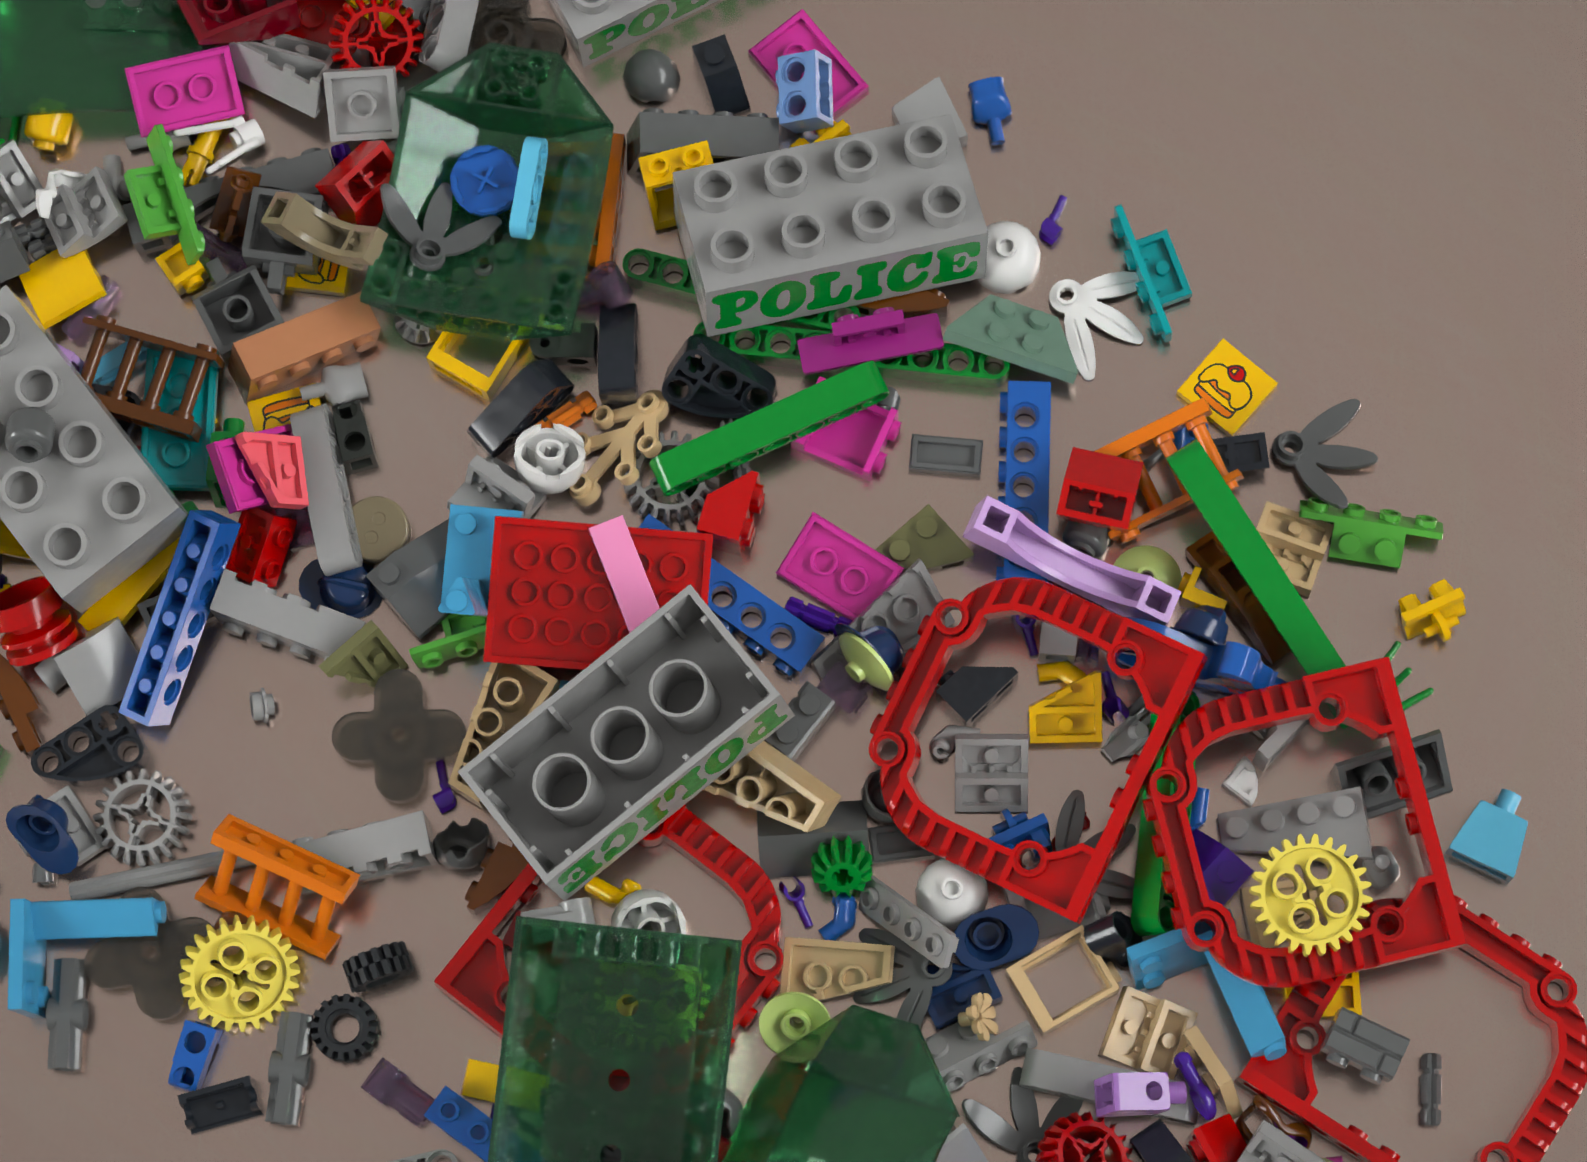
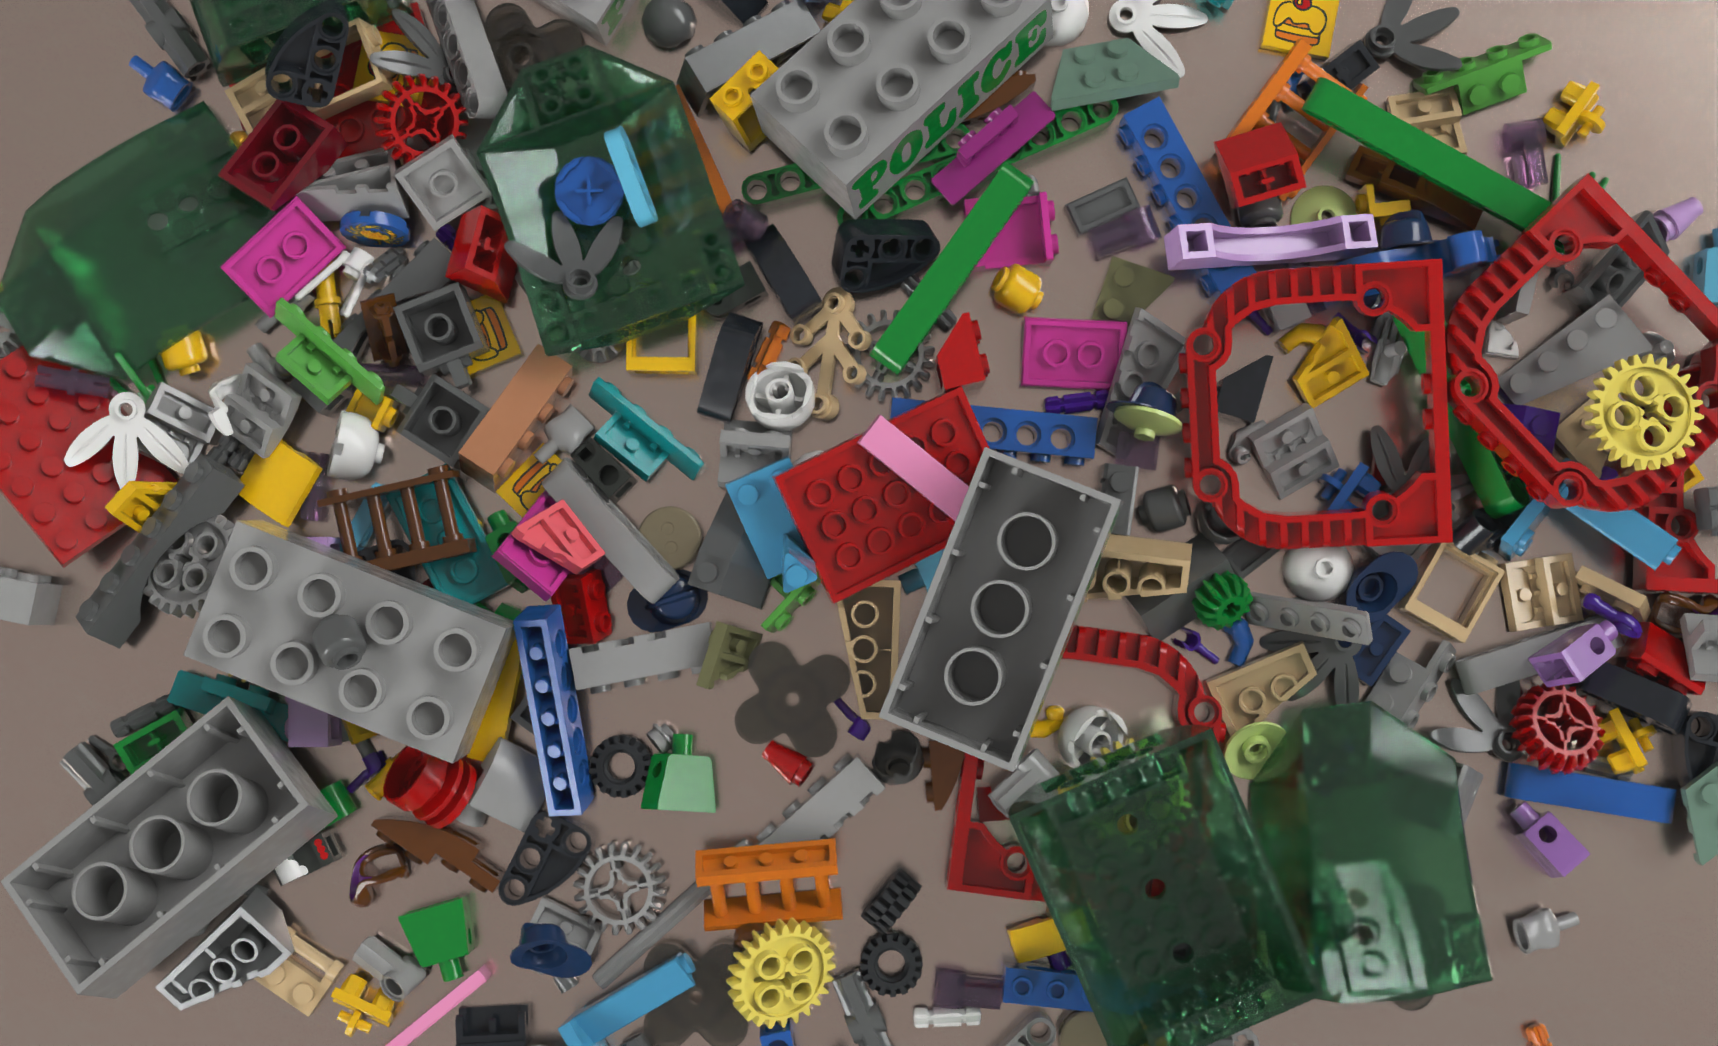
camera: 35 degrees left, 10 degrees up
(145, 293) = (354, 447): none -> white cylinder
(225, 724) = (600, 769): none -> black tyre
(254, 749) = (680, 780): none -> torso
(269, 148) = (384, 265): none -> dark grey axle
(280, 113) = (375, 230): none -> tile
(322, 233) = (480, 316): dark tan arch -> none
(362, 795) = (788, 763): none -> red cone
(367, 1107) = (946, 1017): none -> white axle
(401, 427) = (637, 438): none -> teal bracket
(822, 484) = (1017, 289): none -> yellow head
(840, 756) = (1164, 508): none -> dark grey head
(959, 489) = (1133, 229): none -> clear purple piece
(980, 1016) = (1406, 660): tan plant -> none
(1339, 744) = (1569, 277): none -> dark grey hand
(1369, 615) = (1526, 143): none -> clear purple piece
(1473, 760) = (1678, 217): none -> lavender cone

